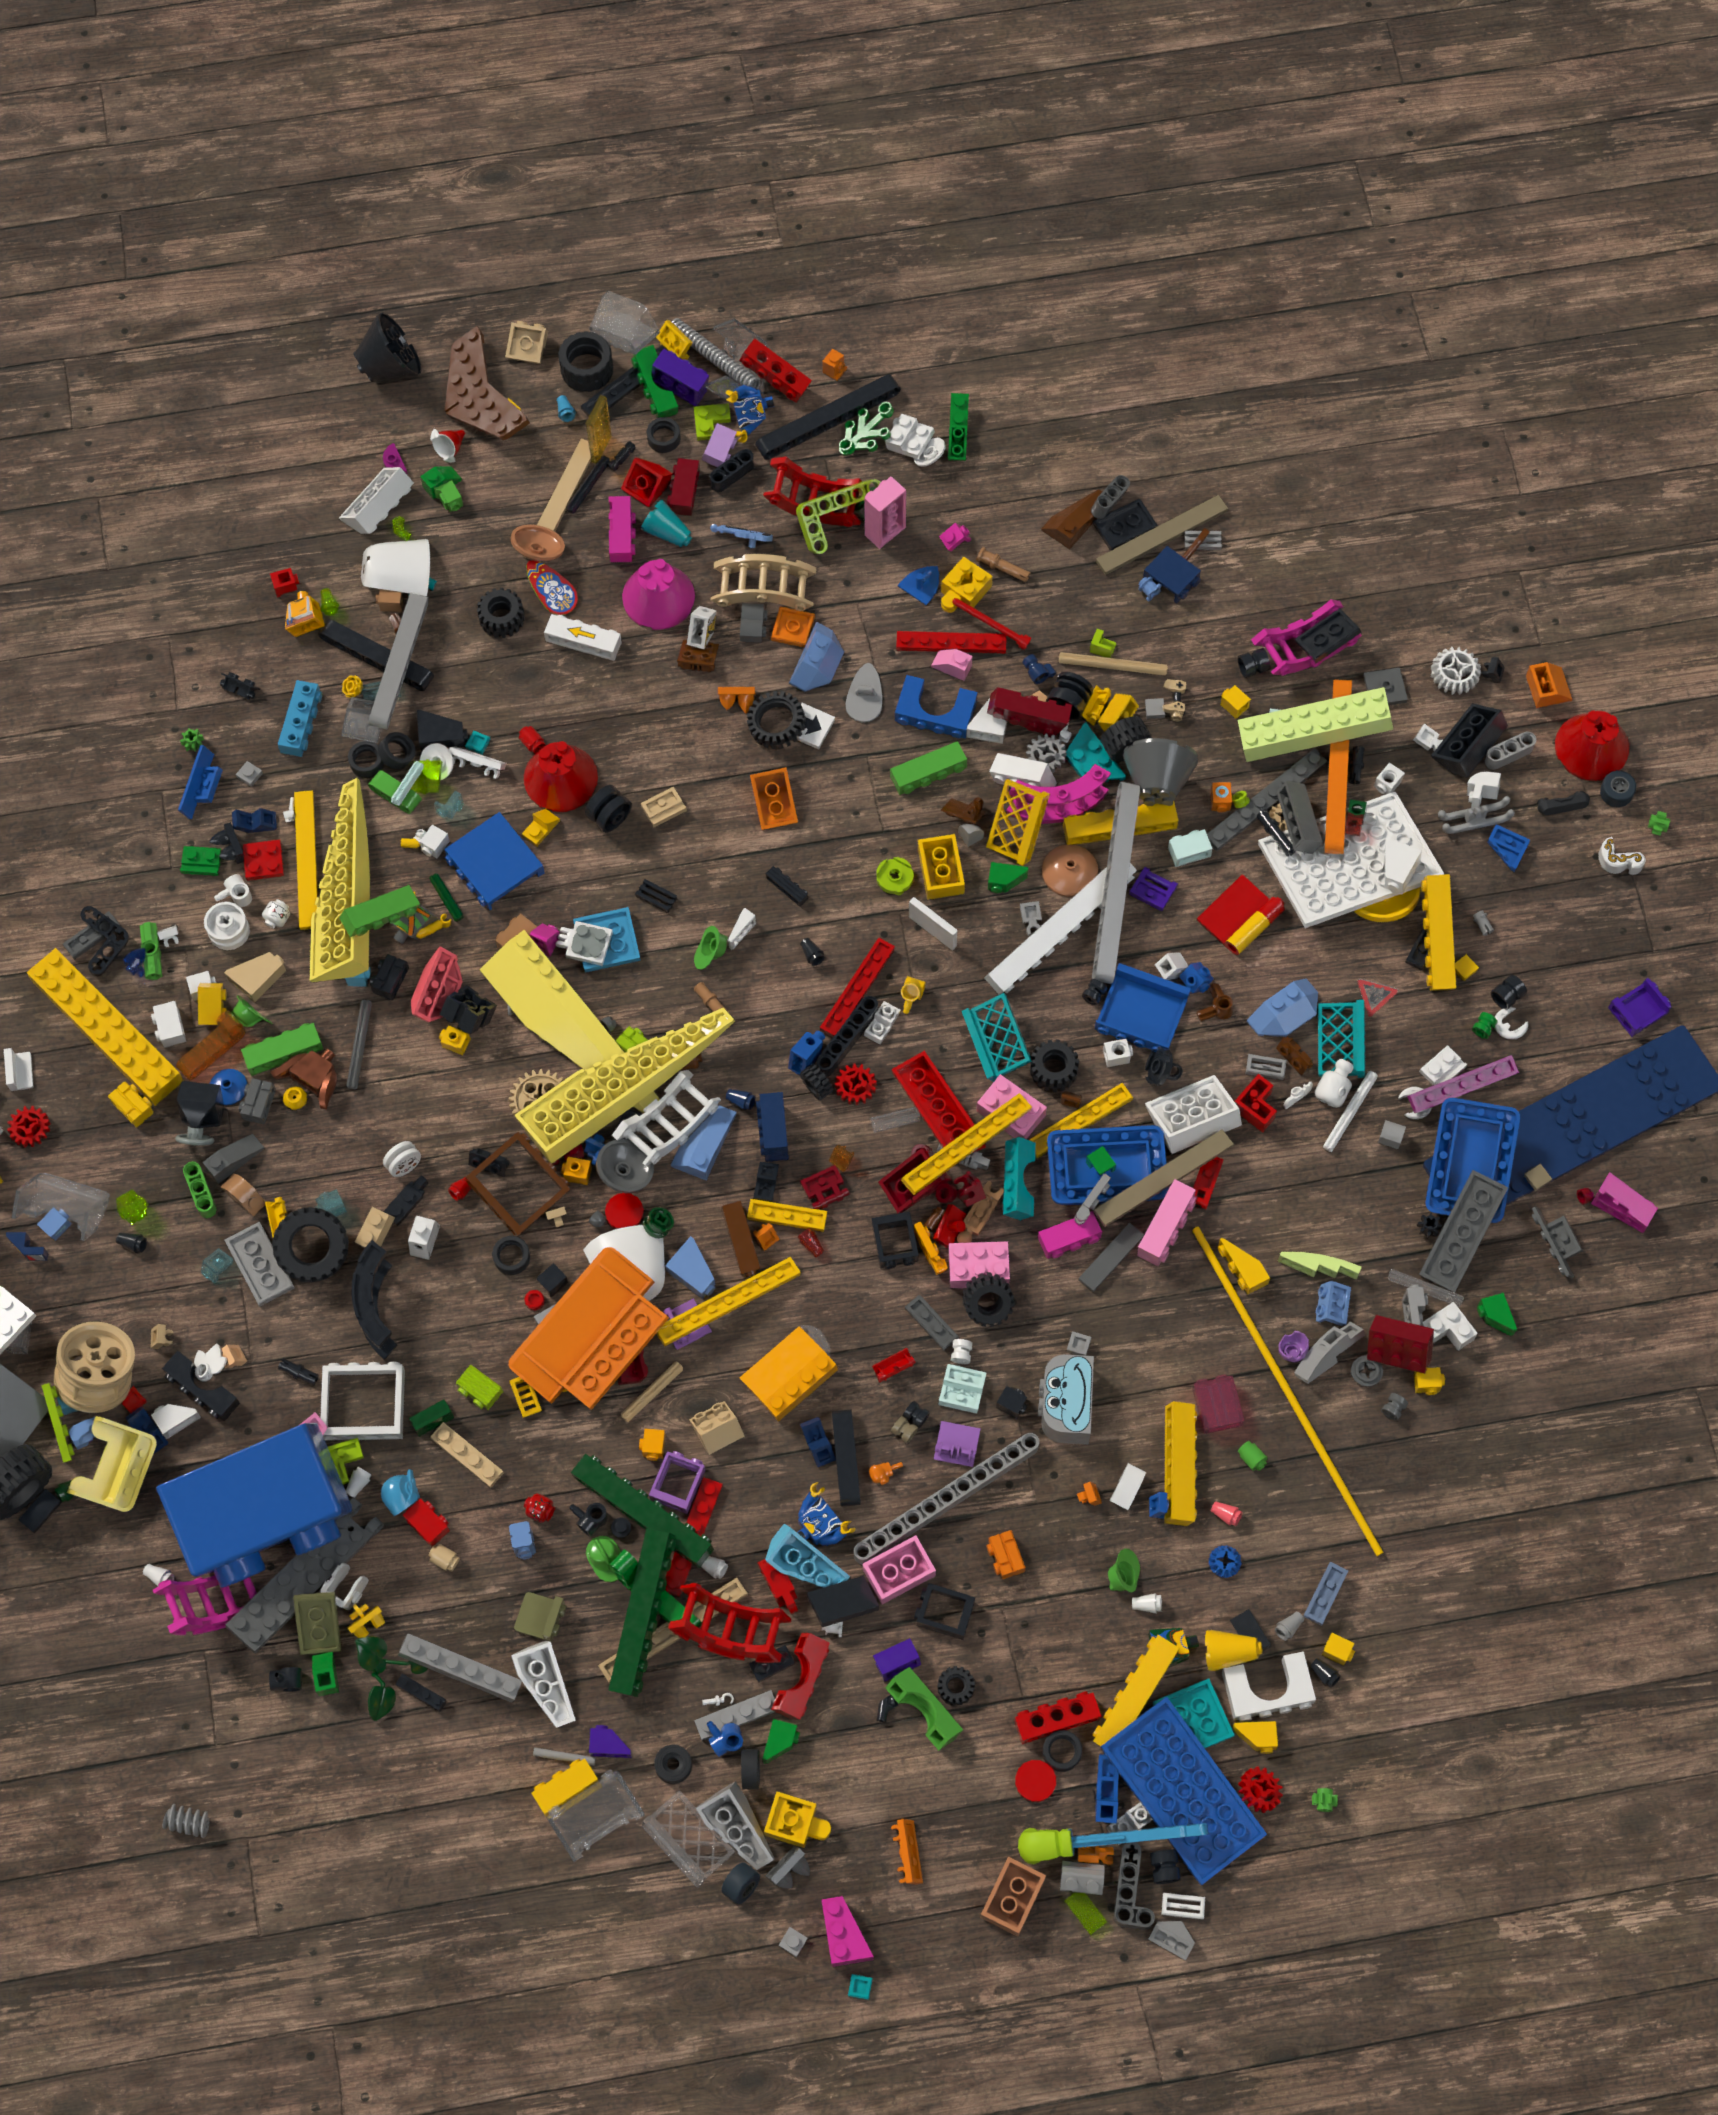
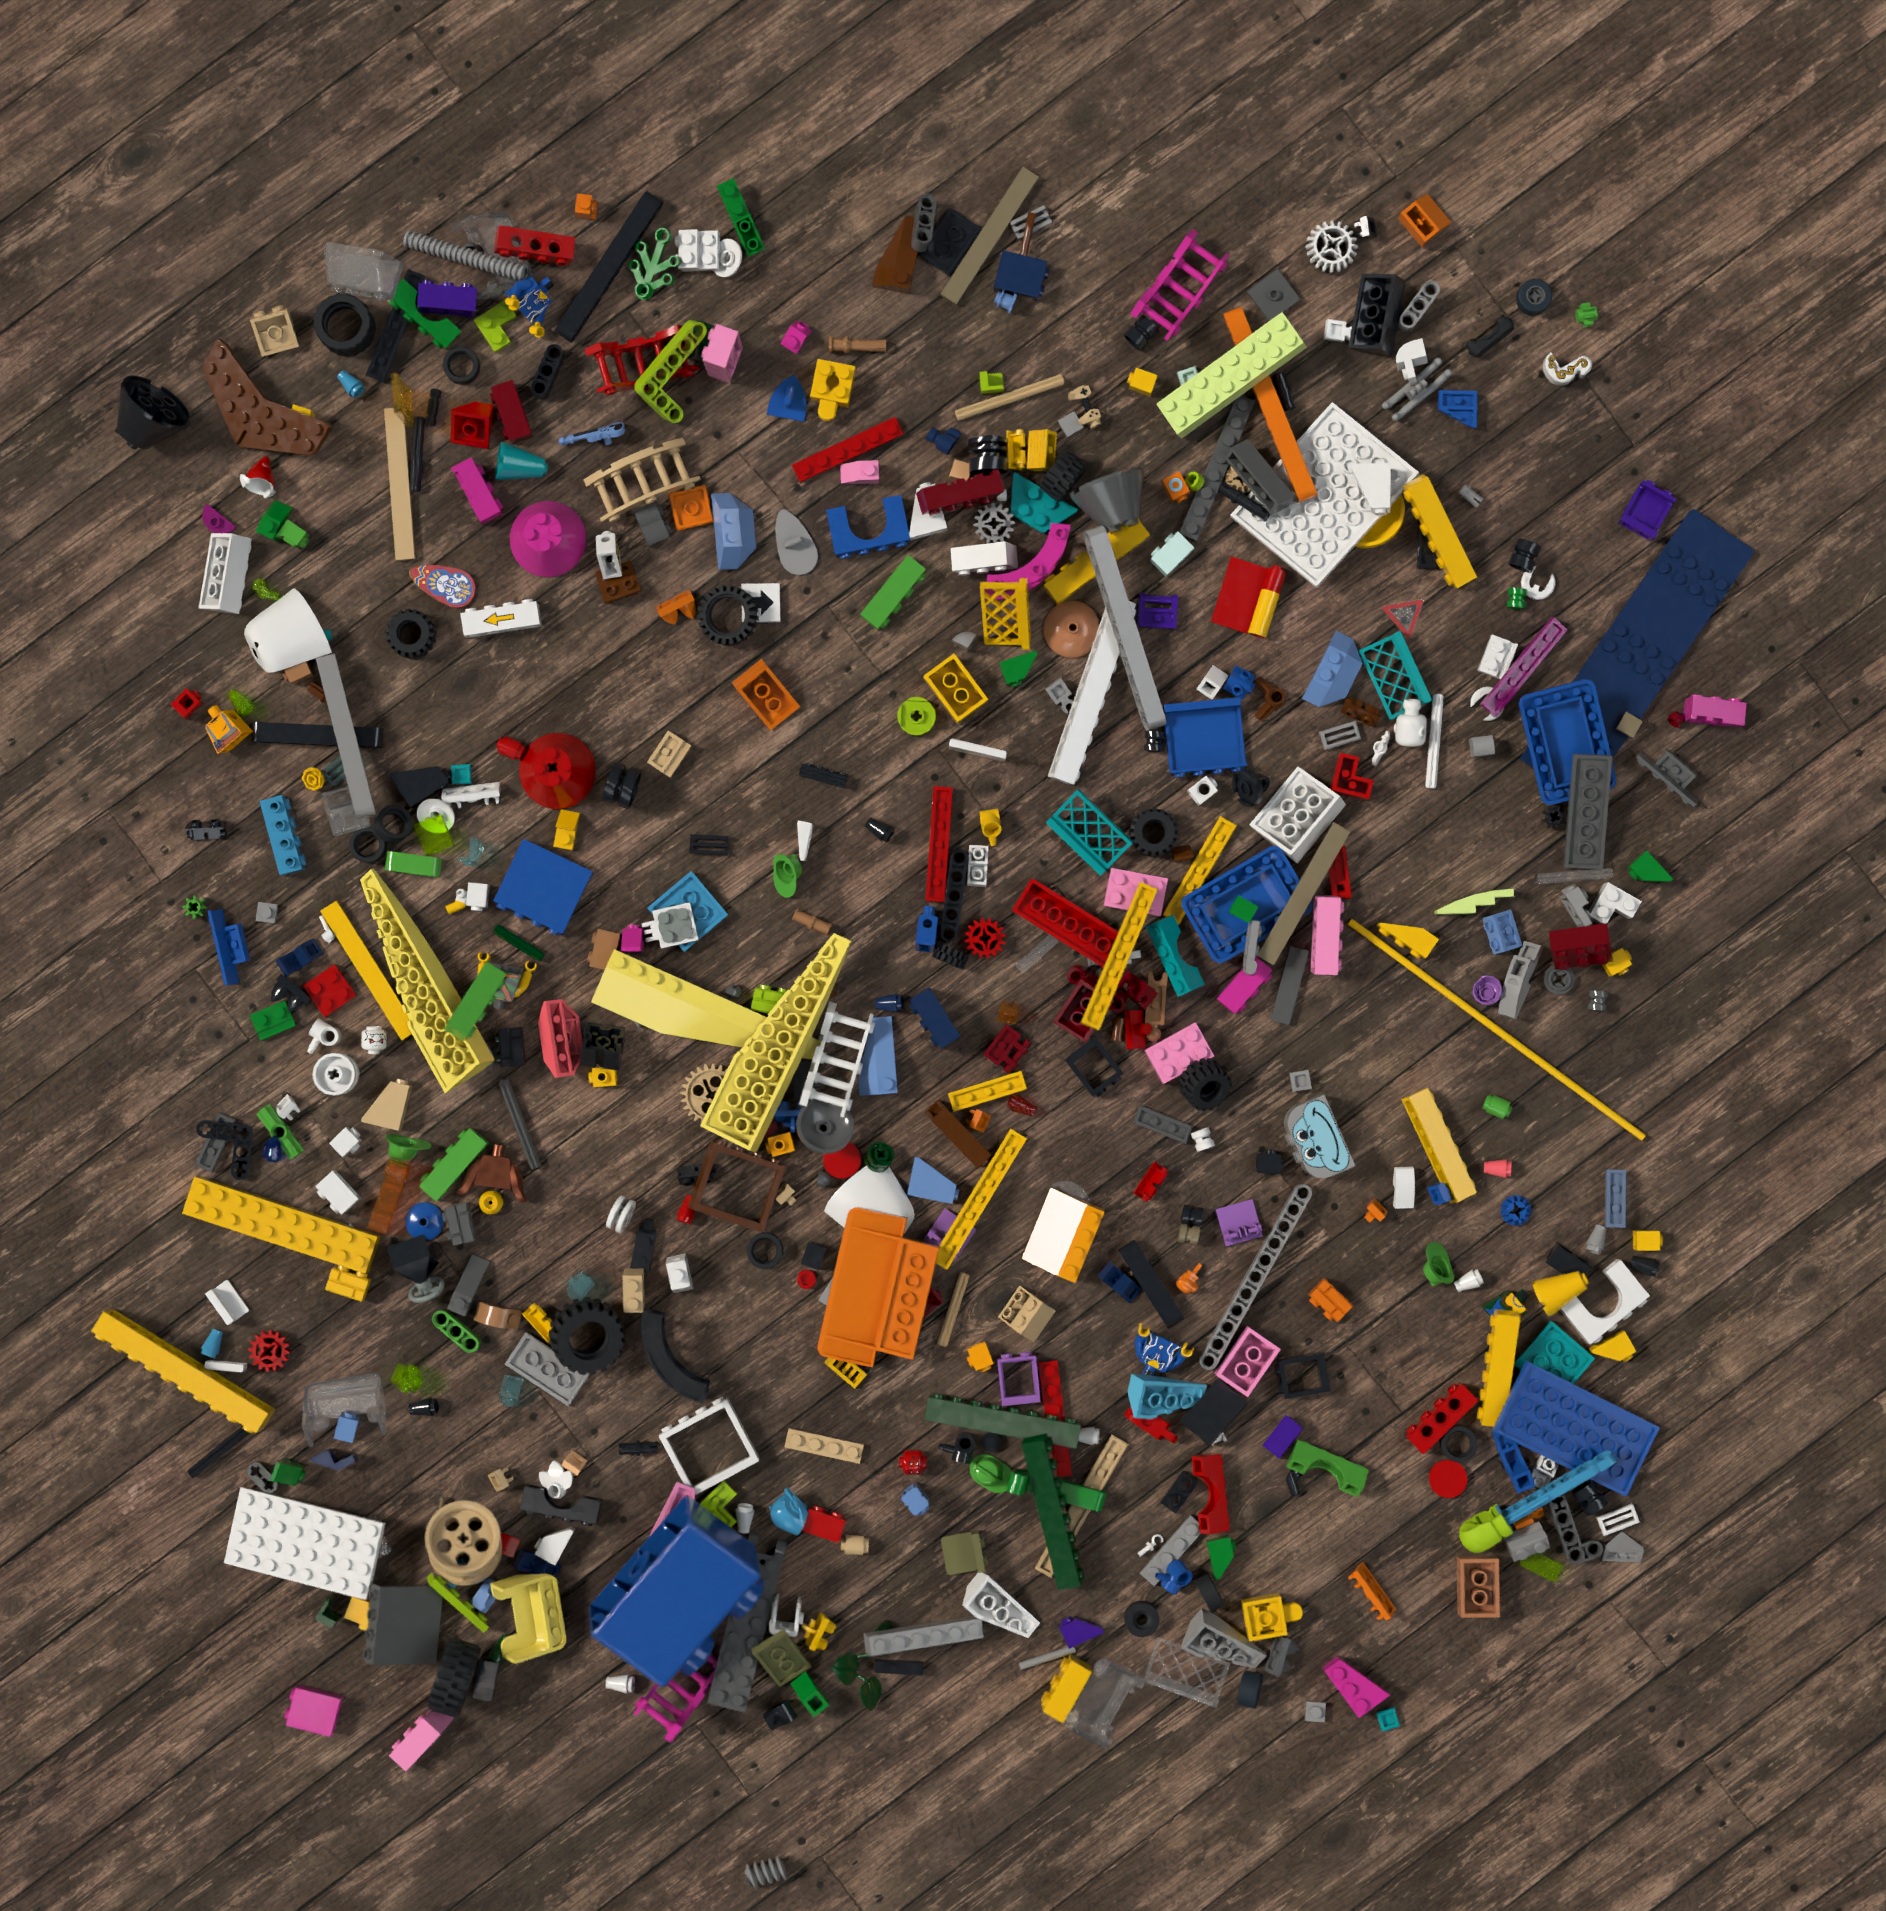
camera: 30 degrees left, 20 degrees up
(210, 1002) = (366, 1157): yellow brick -> none
(407, 783) = (422, 854): light aqua axle -> none
(431, 1417) = (775, 1429): dark green panel -> none
(478, 1387) = (803, 1383): lime brick -> none
(537, 542) = (404, 540): nougat dish -> none
(674, 340) = (418, 259): yellow bracket -> none
(719, 445) = (522, 352): lavender brick -> none
(723, 1646) = (1134, 1502): red fence -> none
(766, 1181) = (952, 1069): black slope -> none
(930, 1250) = (1128, 1059): light orange hinge -> none
(956, 1698) = (1331, 1430): black tyre -> none
(962, 1388) = (1219, 1170): light aqua slope -> none
(969, 813) = (948, 621): reddish brown hinge -> none
(1021, 640) = (913, 416): red piece -> none
(1218, 1404) = (1445, 1074): clear pink brick -> none
(1260, 1789) = (1637, 1385): red gear -> none
(1324, 1800) = (1694, 1375): bright green gear -> none
(1328, 635) = (1200, 274): black tile -> none
(1355, 818) = (1311, 452): clear red leg -> none
(1392, 773) = (1324, 385): white brick -> none
(1465, 967) = (1474, 548): yellow tile -> none
(1592, 745) = (1490, 262): red cone -> none

